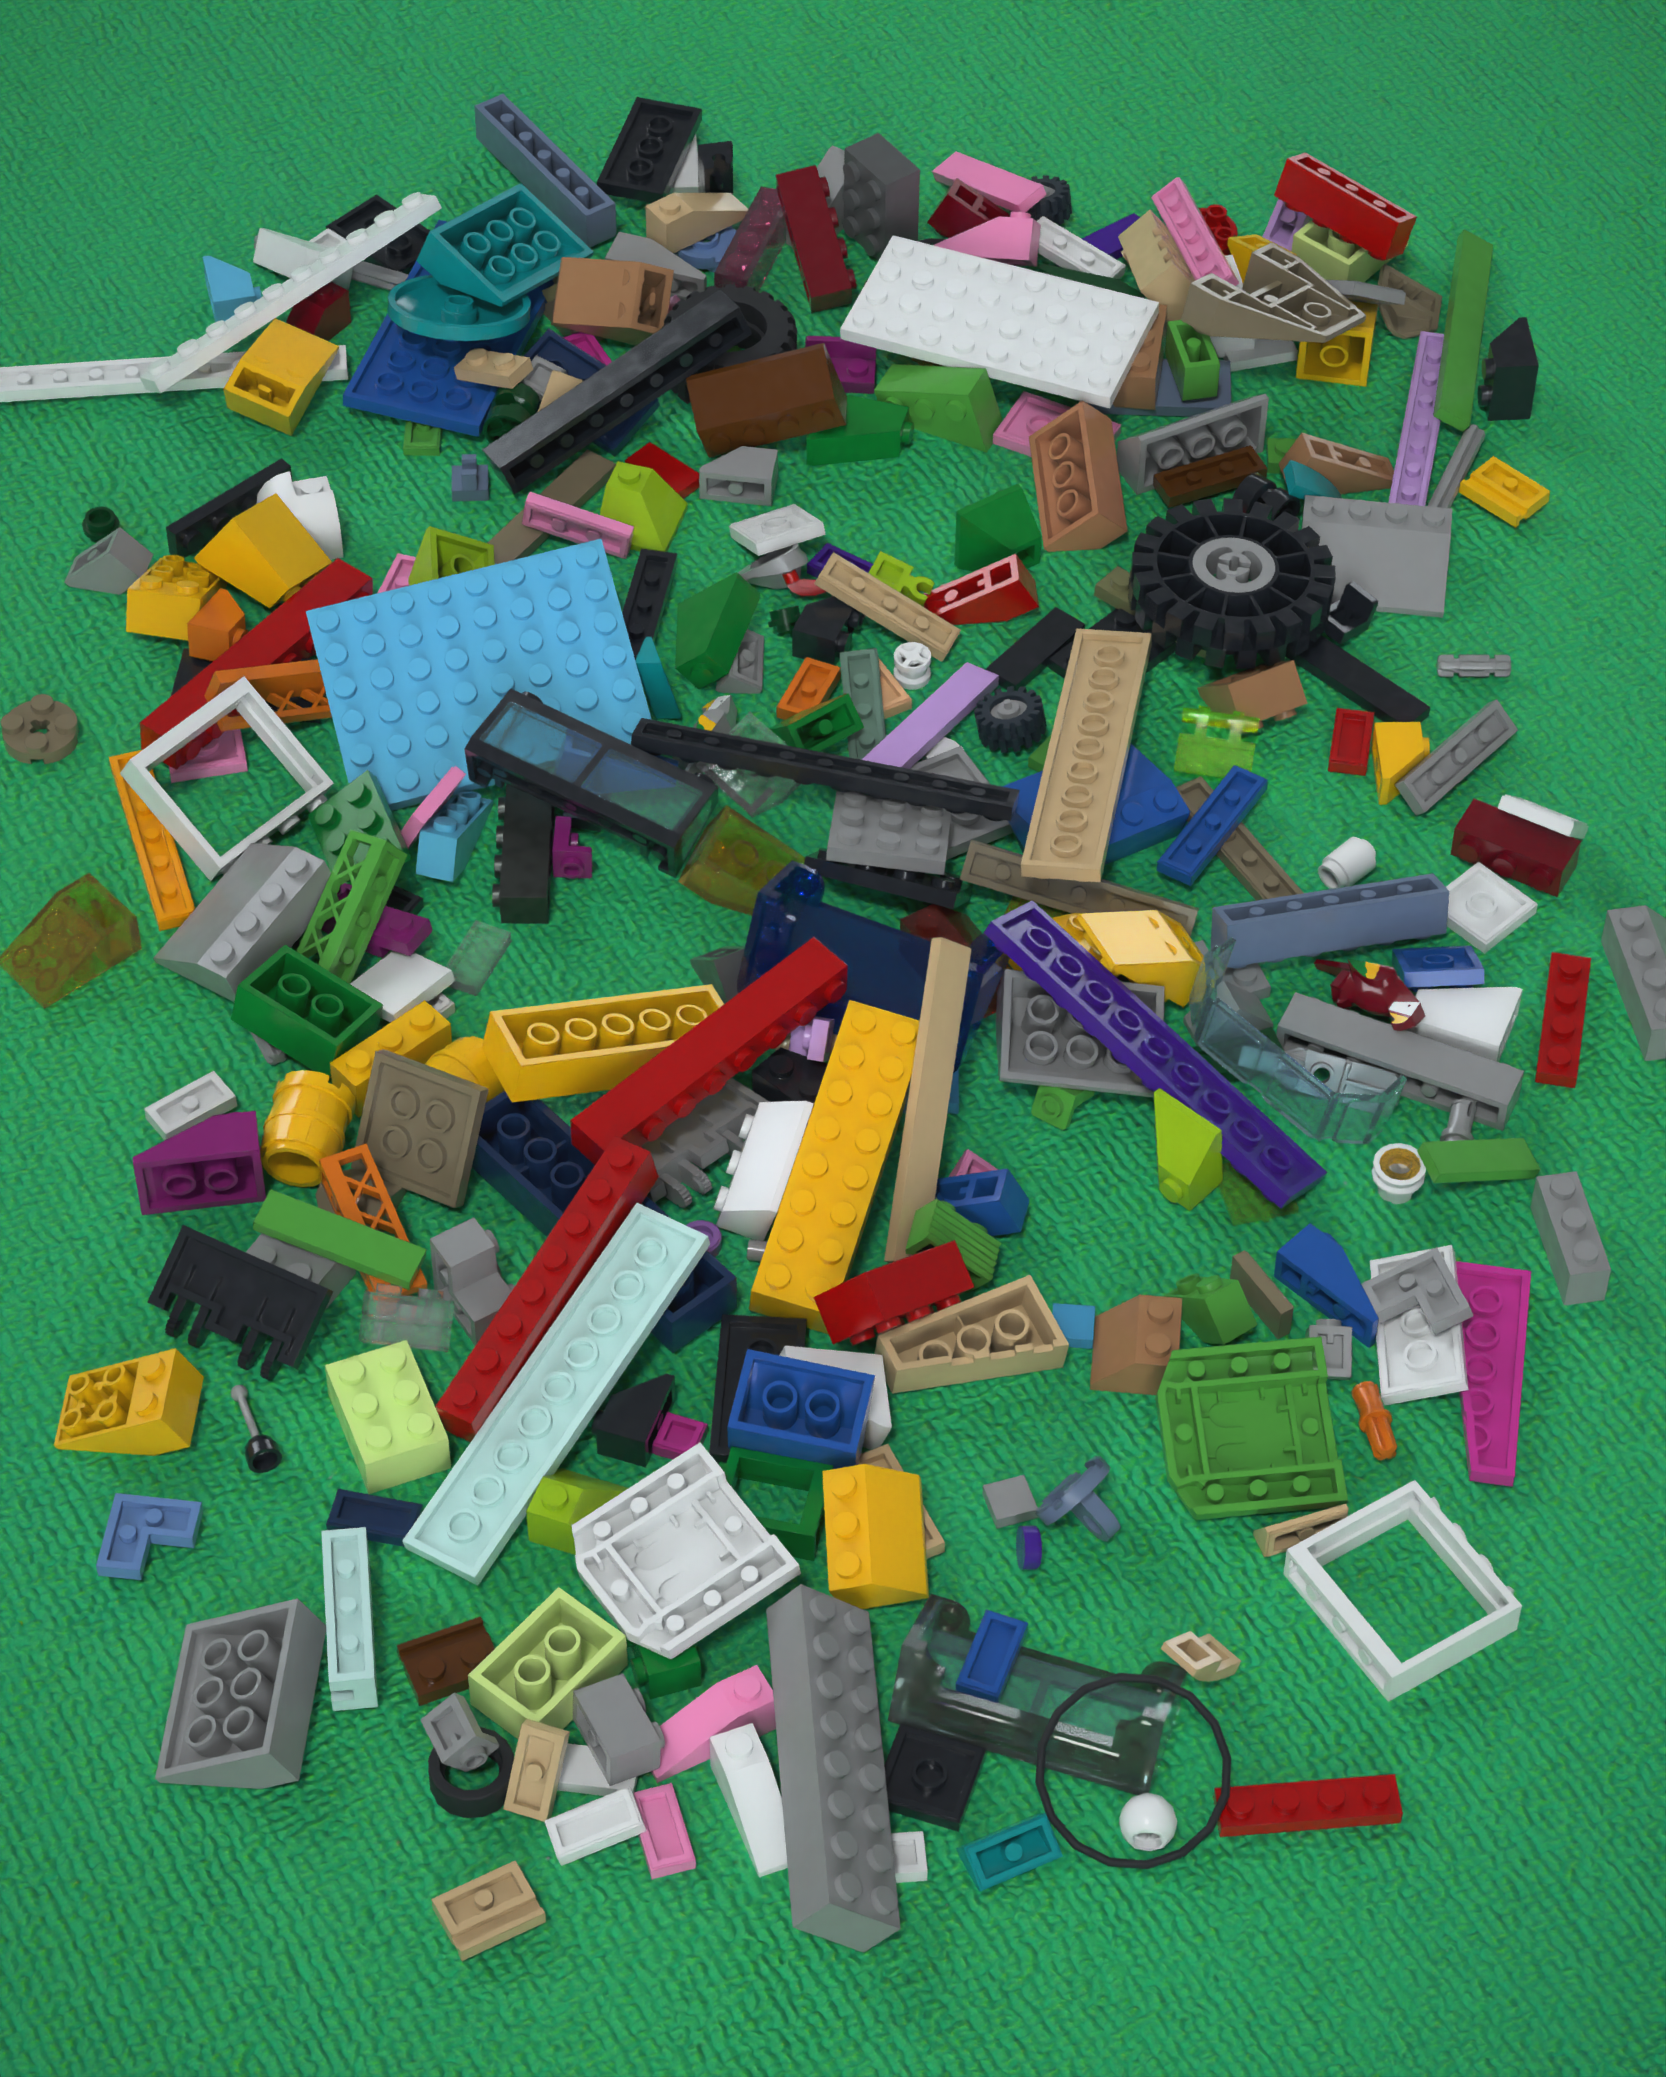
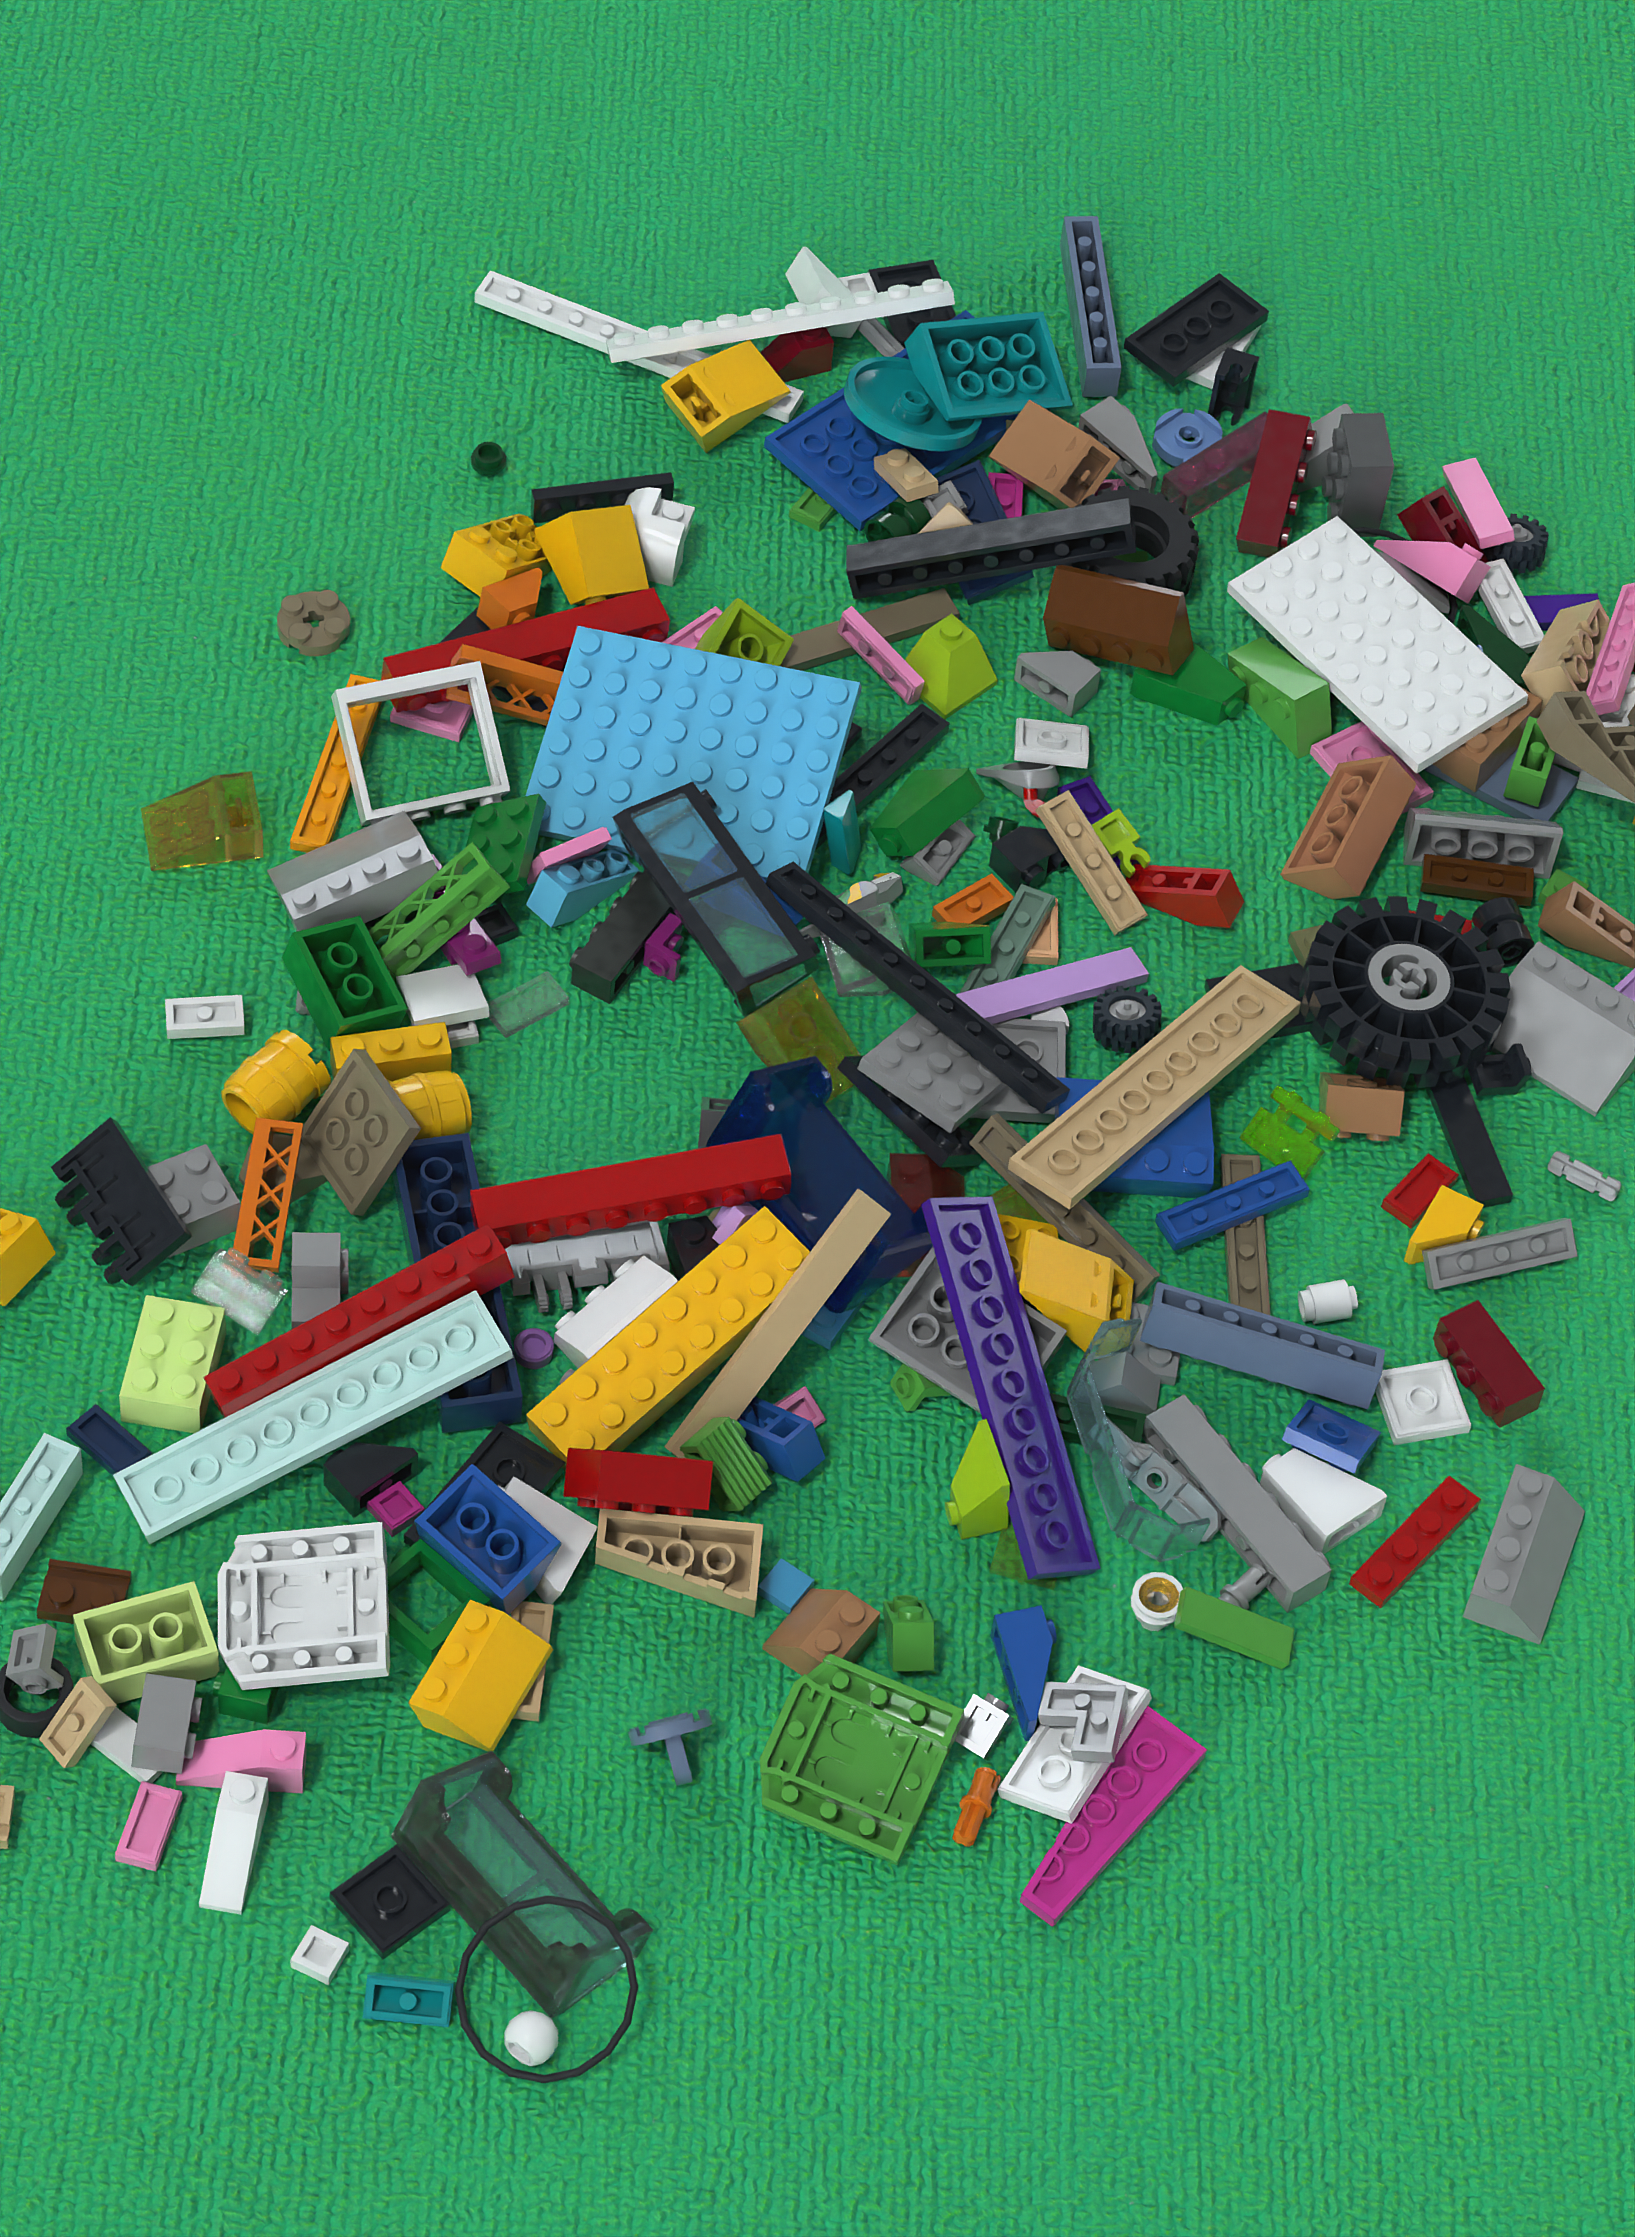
camera: 25 degrees right, 5 degrees up
(110, 564) = (468, 500): light grey slope -> none
(203, 1166) = (171, 1074): magenta slope -> none
(227, 287) = (739, 290): medium azure slope -> none
(261, 1450) = (58, 1339): black hinge -> none
(339, 1239) = (227, 1194): bright green tile -> none
(470, 480) = (824, 568): sand blue tile -> none
(562, 1502) = (263, 1509): lime slope -> none
(588, 1041) = (547, 1129): yellow brick -> none
(595, 1825) = (98, 1793): white tile -> none
(674, 472) = (996, 638): red tile -> none
(691, 217) = (1181, 411): tan slope -> none
(832, 1770) = (304, 1851): light grey brick -> none
(852, 362) = (1219, 616): magenta bracket -> none
(912, 665) = (1086, 921): white wheel -> none
(992, 1656) = (507, 1830): blue tile -> none
(997, 530) = (1237, 840): green slope -> none
(1010, 1501) = (622, 1707): light grey tile -> none
(1028, 1547) = (605, 1755): dark purple tile -> none
(1031, 652) = (1193, 966): black tile -> none
(1202, 1656) = (672, 1927): tan slope -> none
(1262, 1294) = (961, 1645): dark tan tile -> none
(1283, 1535) = (844, 1866): tan slope -> none
(1305, 481) = (1555, 933): teal slope -> none
(1310, 1805) = (677, 2099): red plate -> none
(1350, 1628) = (889, 1891): white window -> none
(1374, 990) = (1255, 1431): dark red animal -> none
(1543, 816) = (1530, 1348): white tile -> none
(1570, 1238) = (1263, 1739): light grey brick -> none

